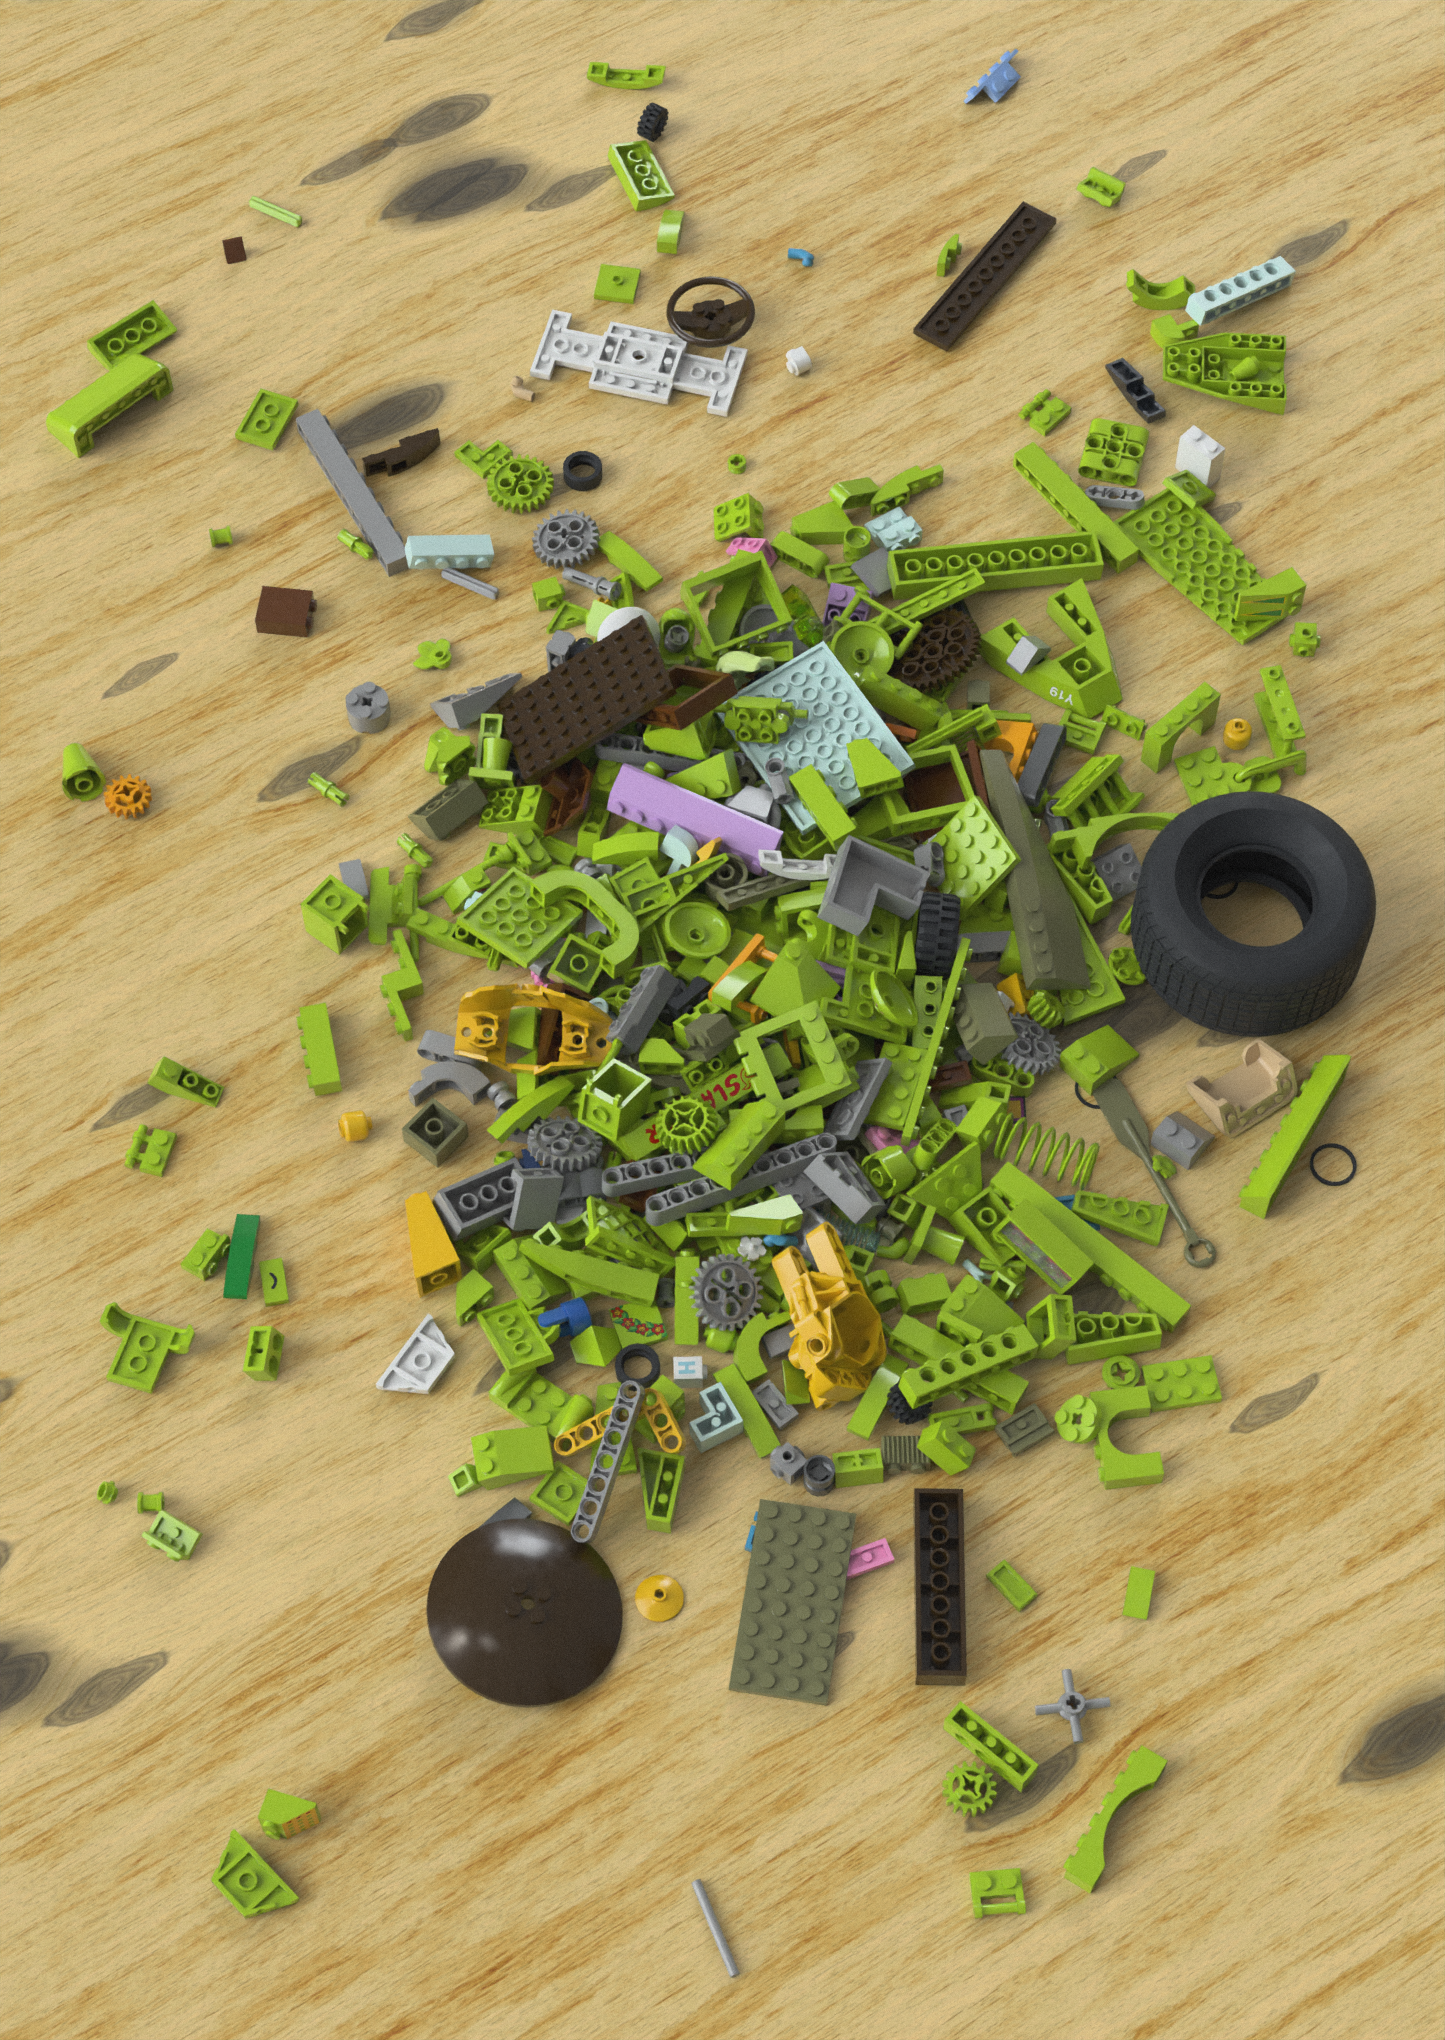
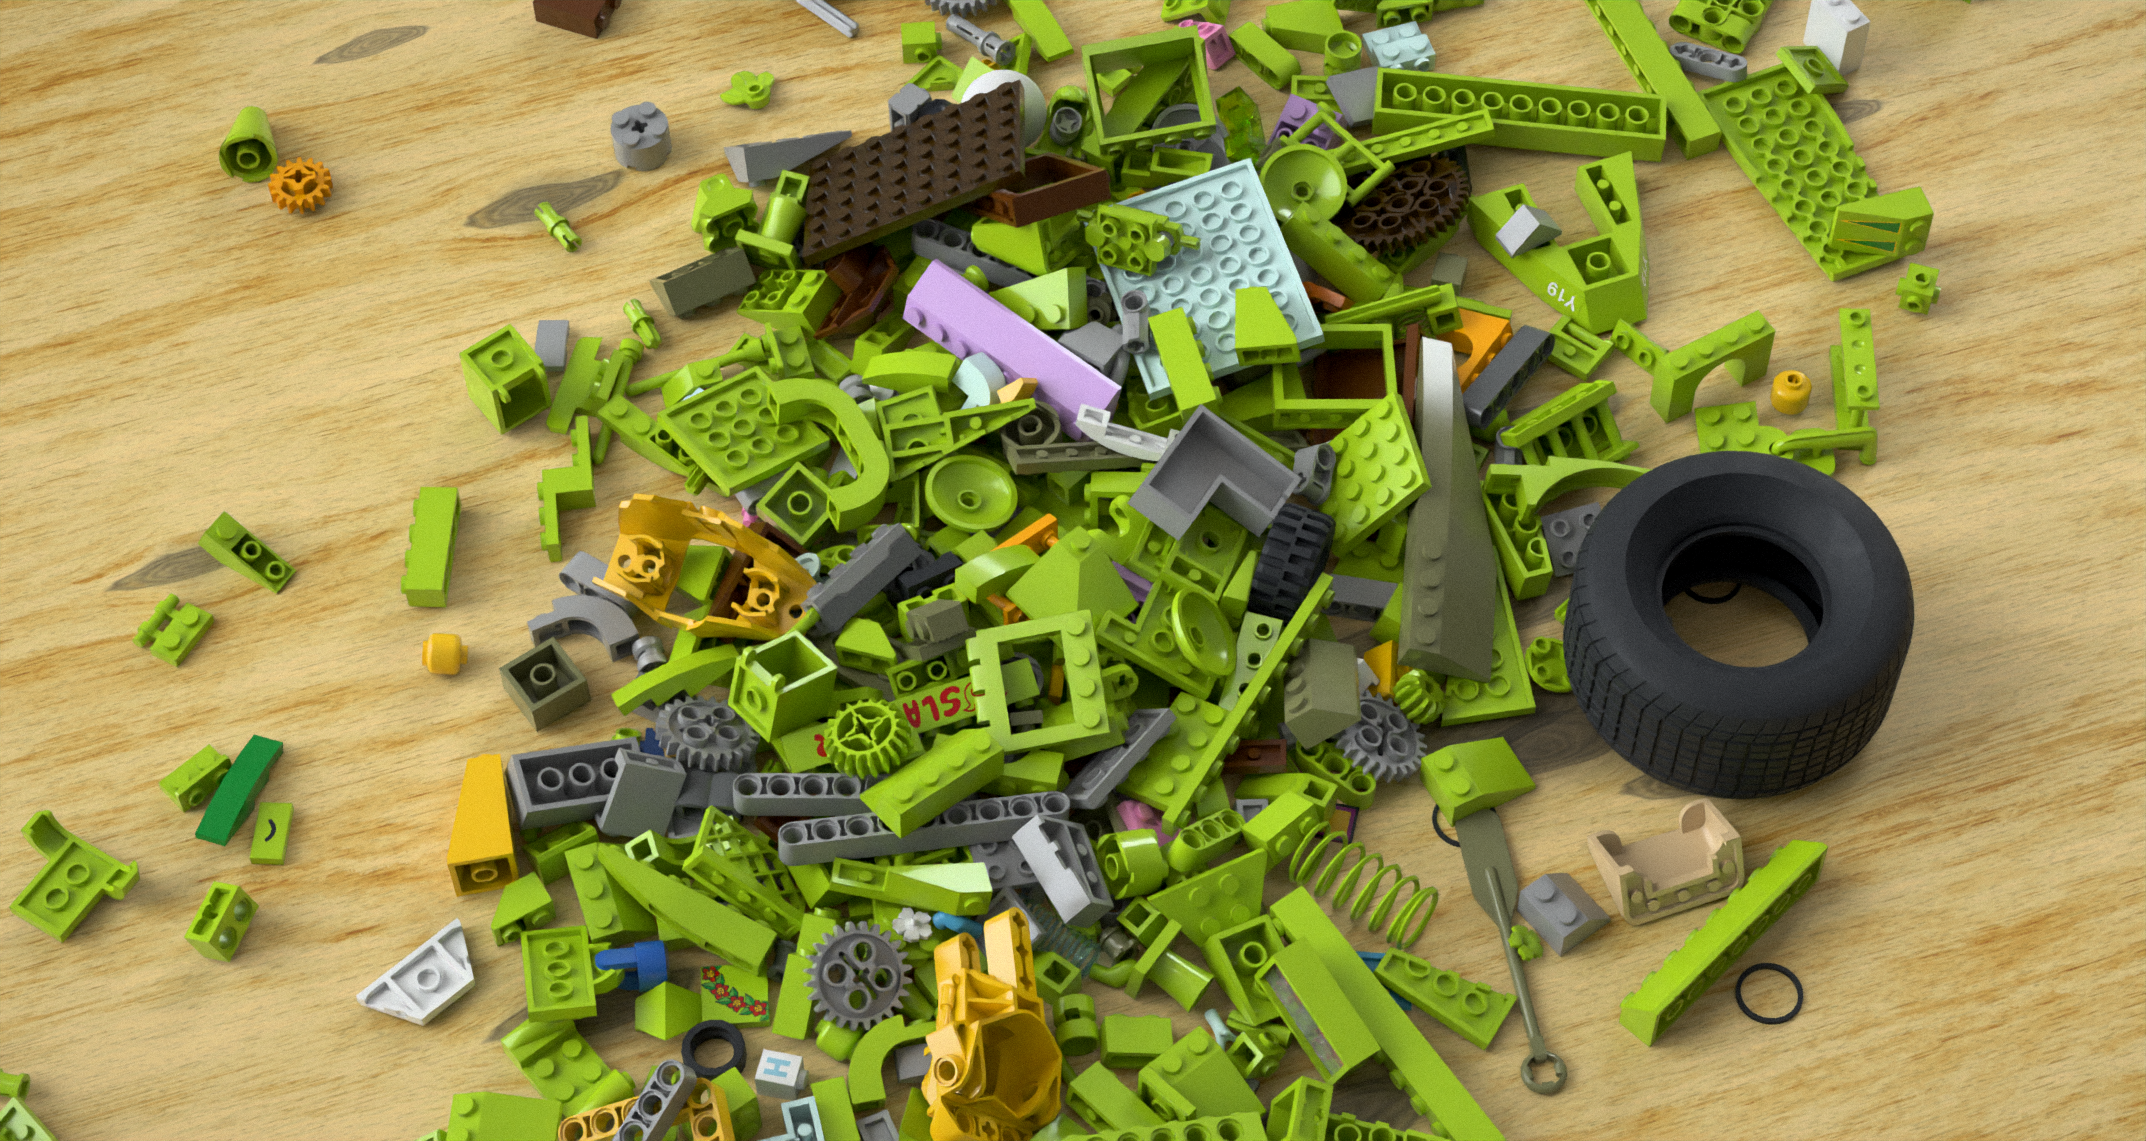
camera: 15 degrees right, 5 degrees down
(740, 663) = (1131, 169): yellowish green piece -> none

